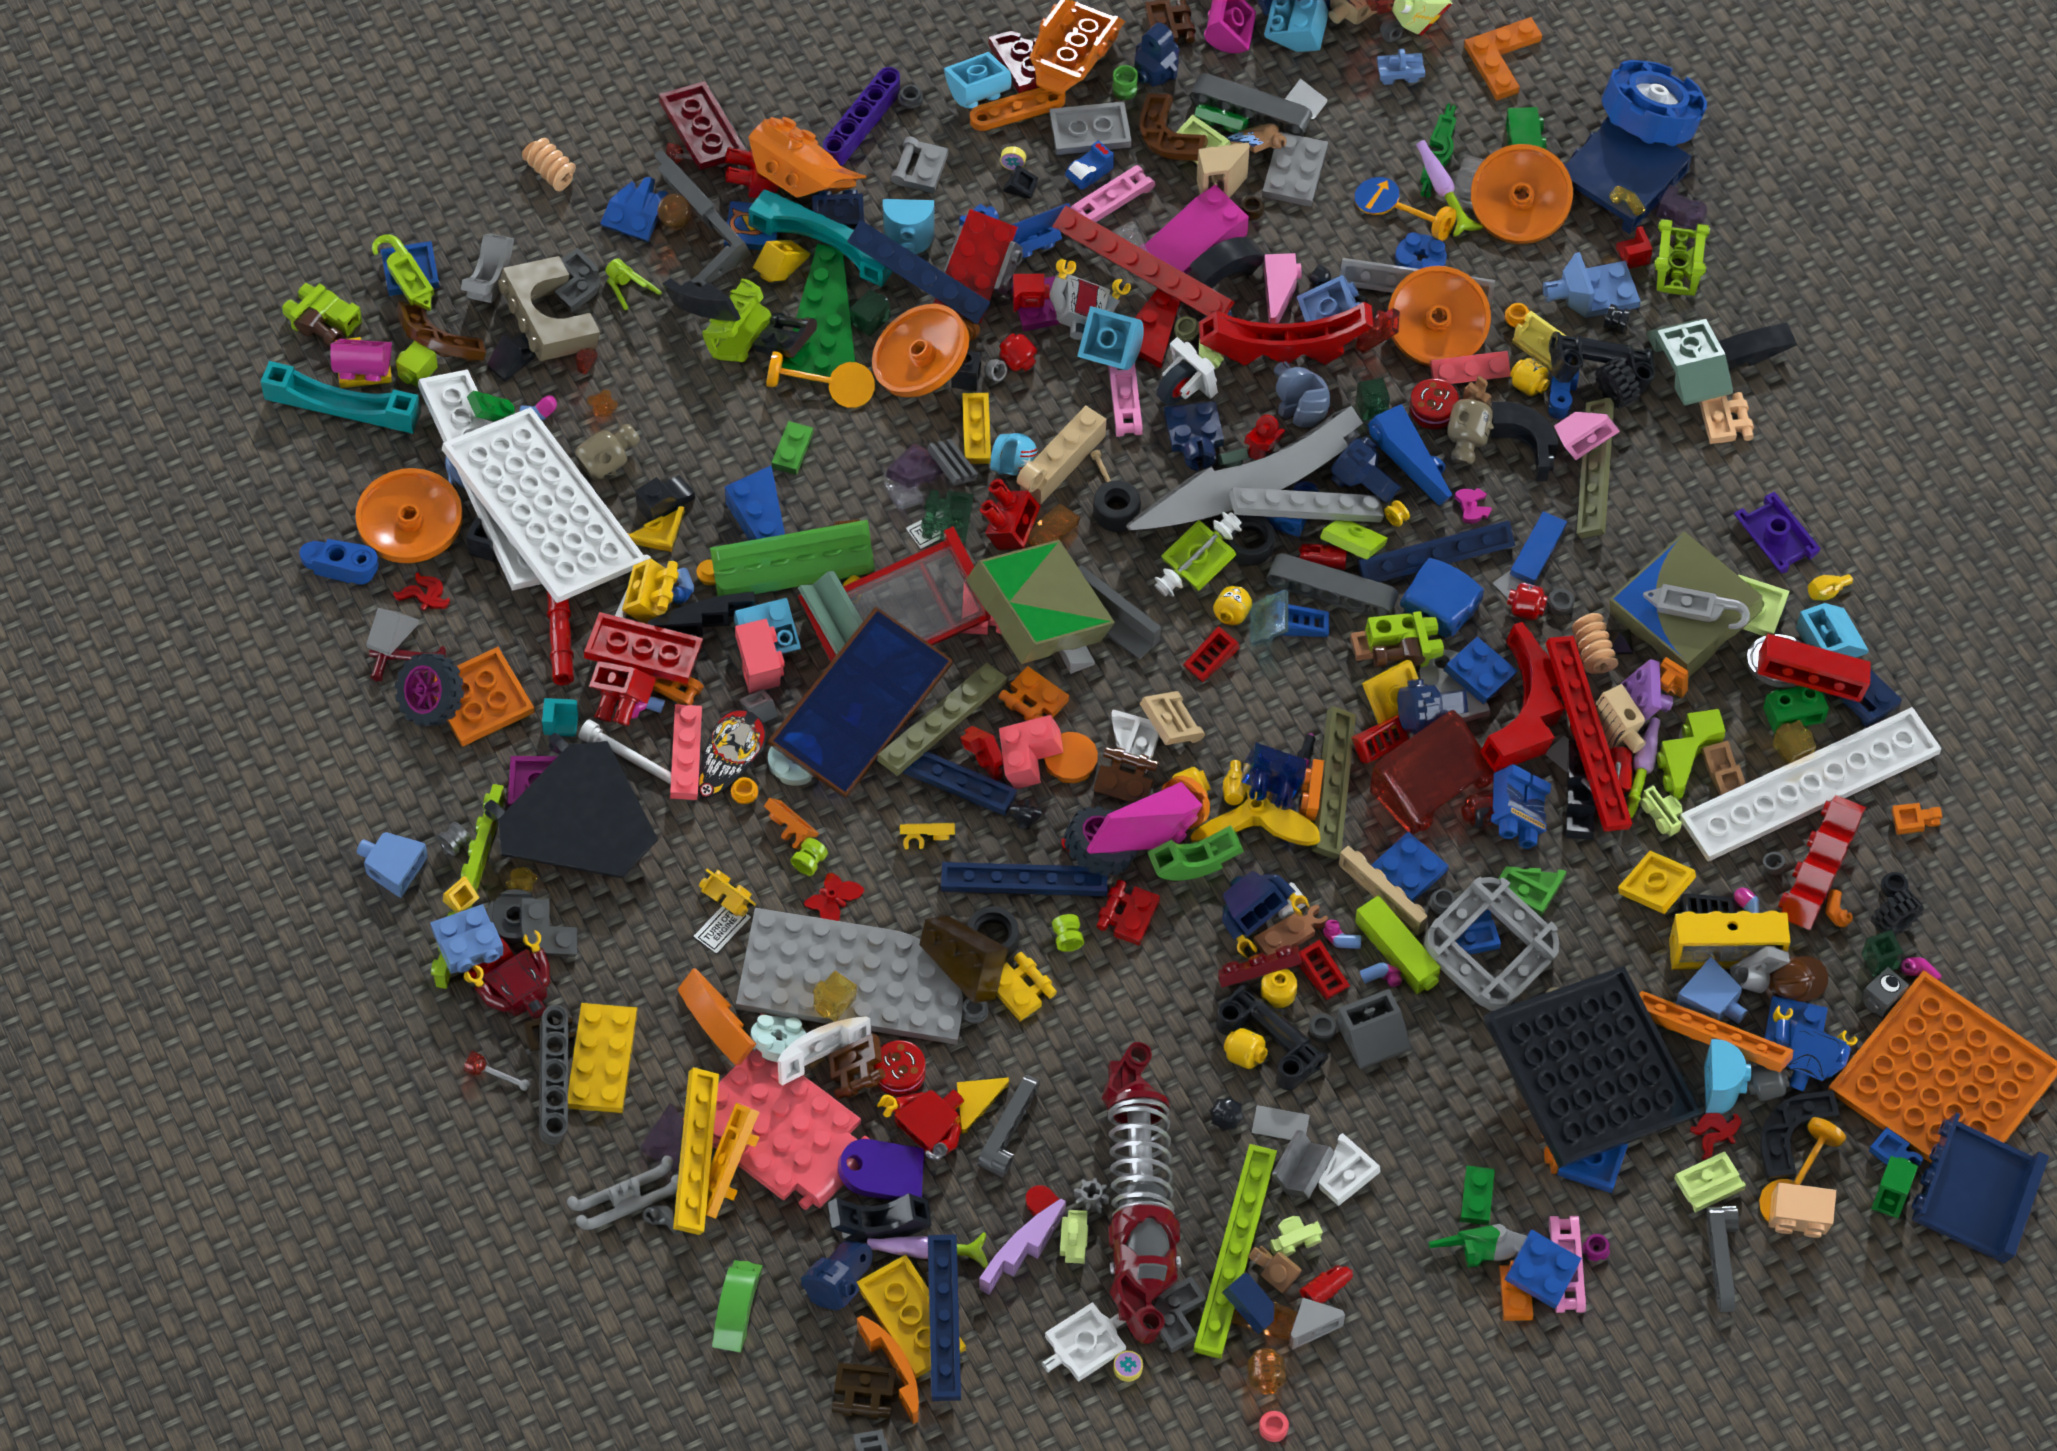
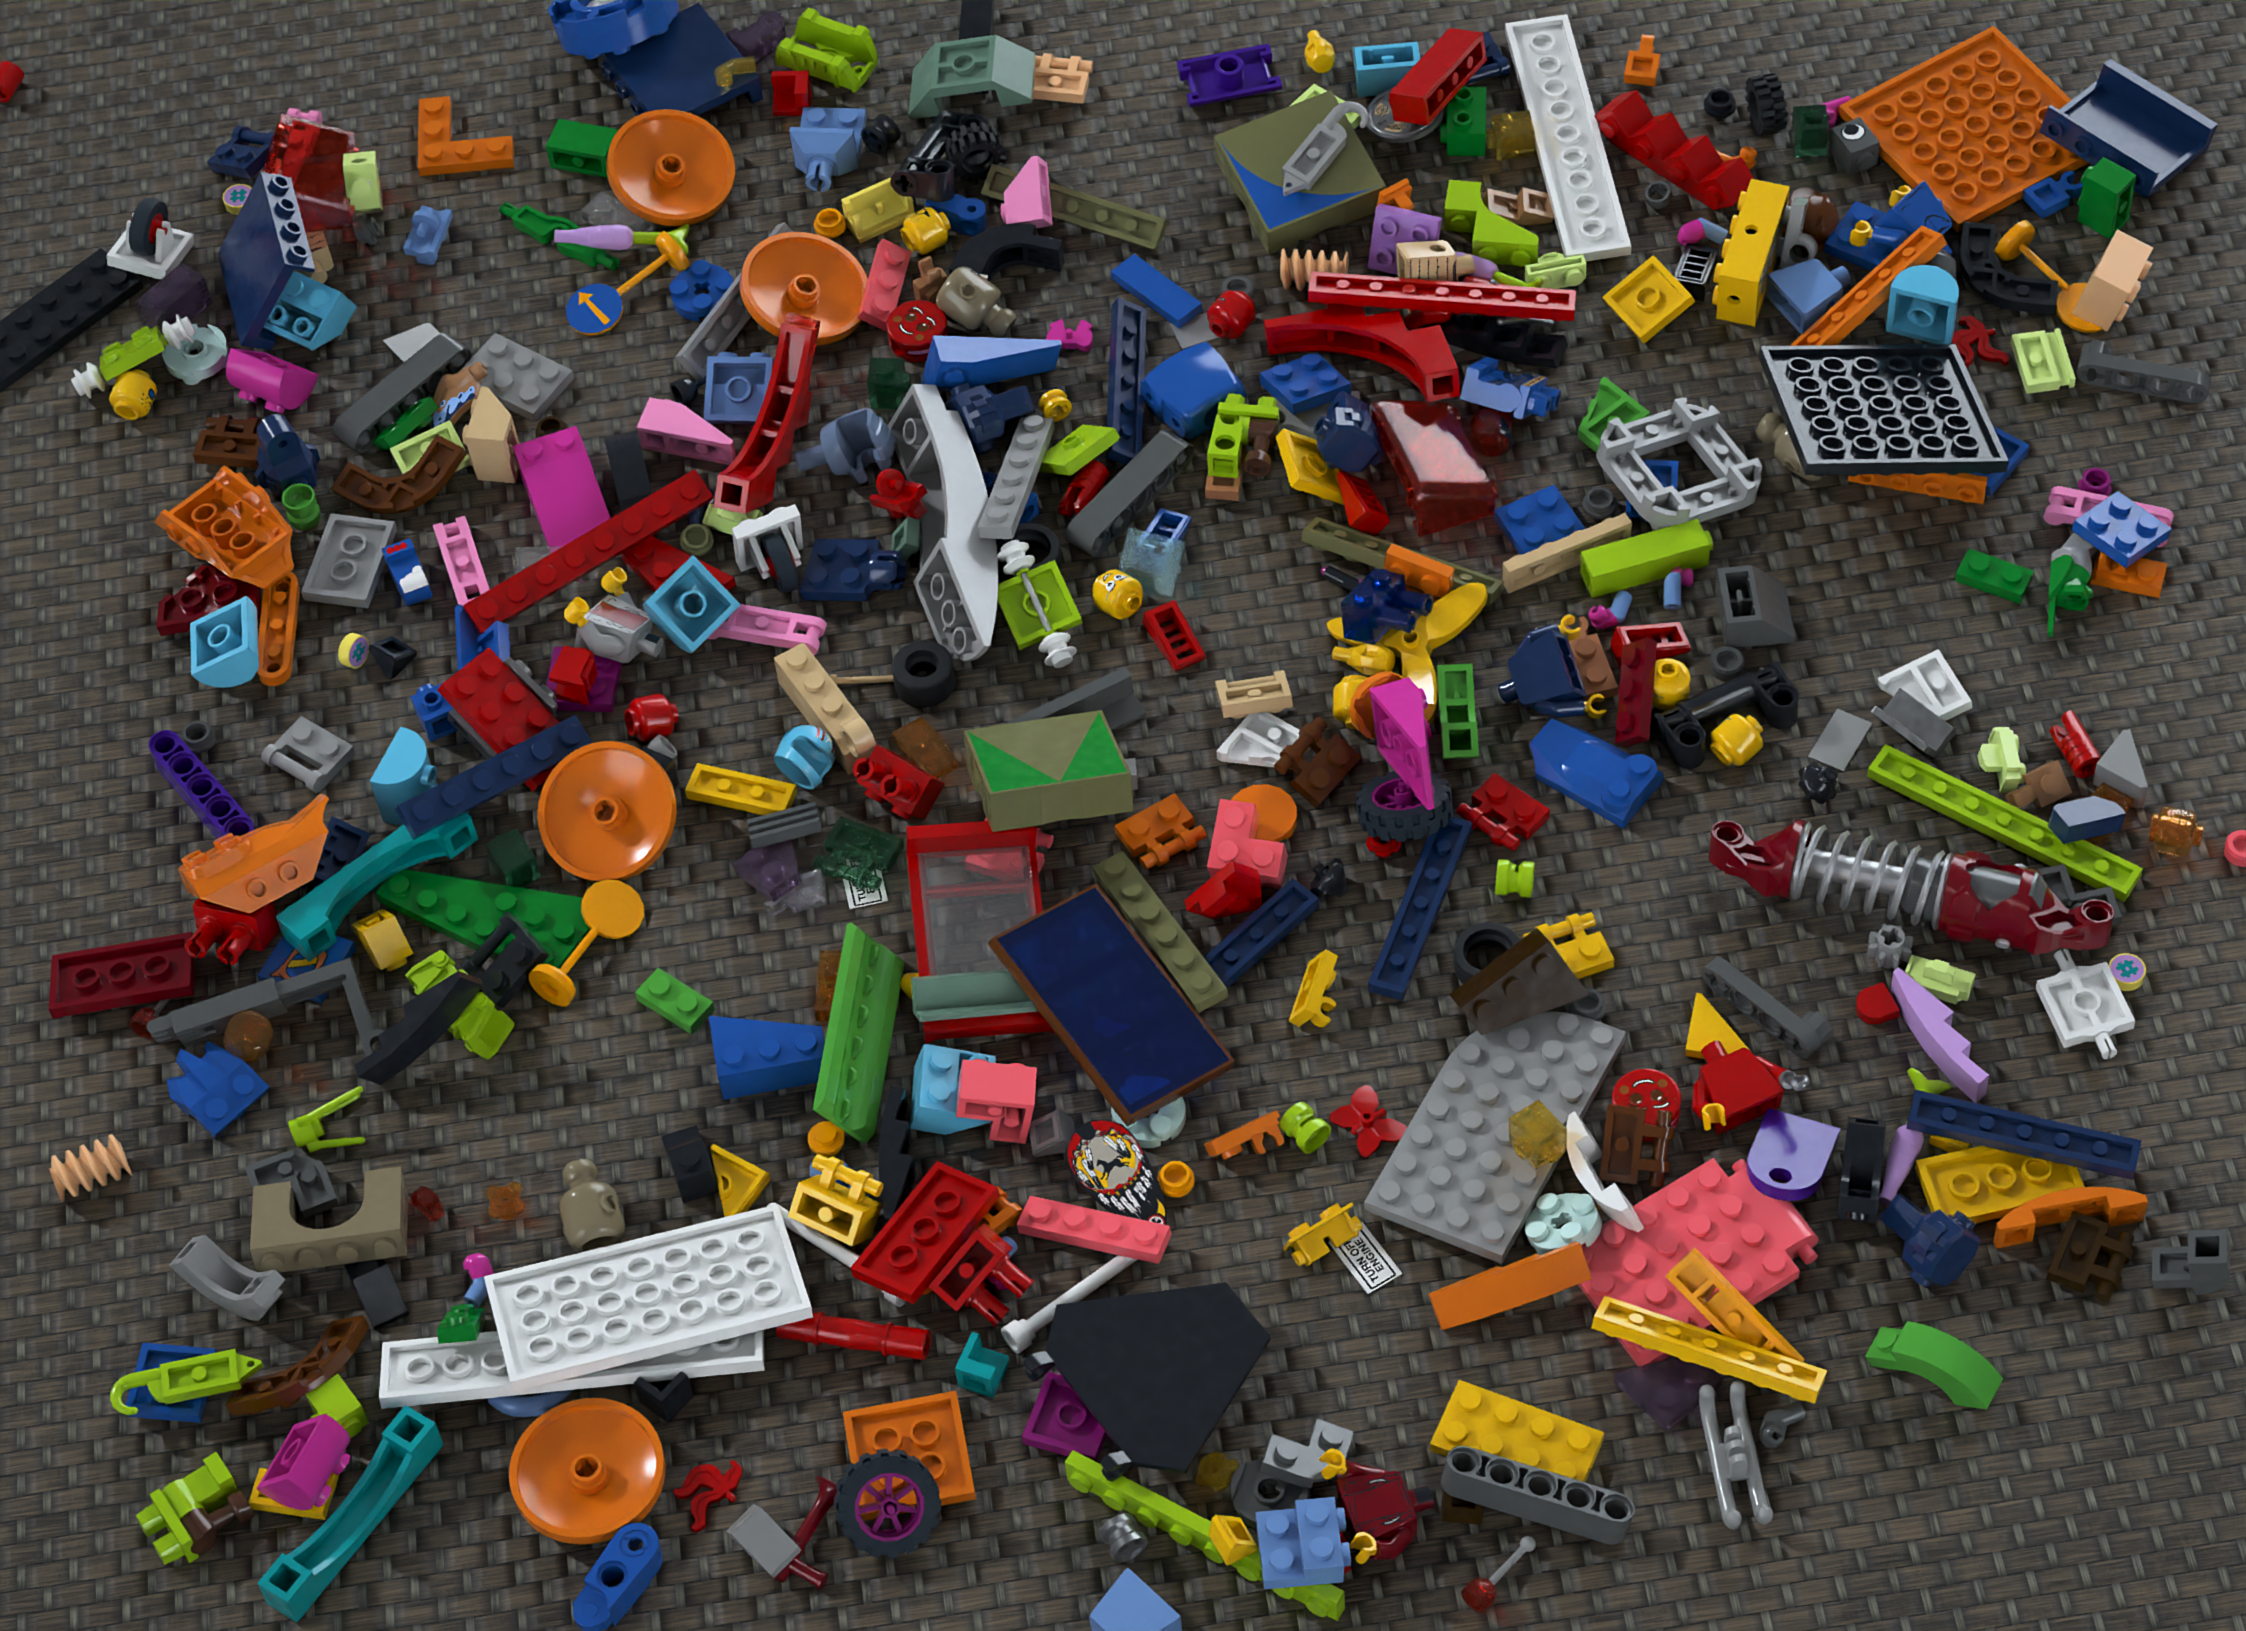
camera: 65 degrees left, 5 degrees down
(1187, 961) = (1594, 771): none -> blue slope

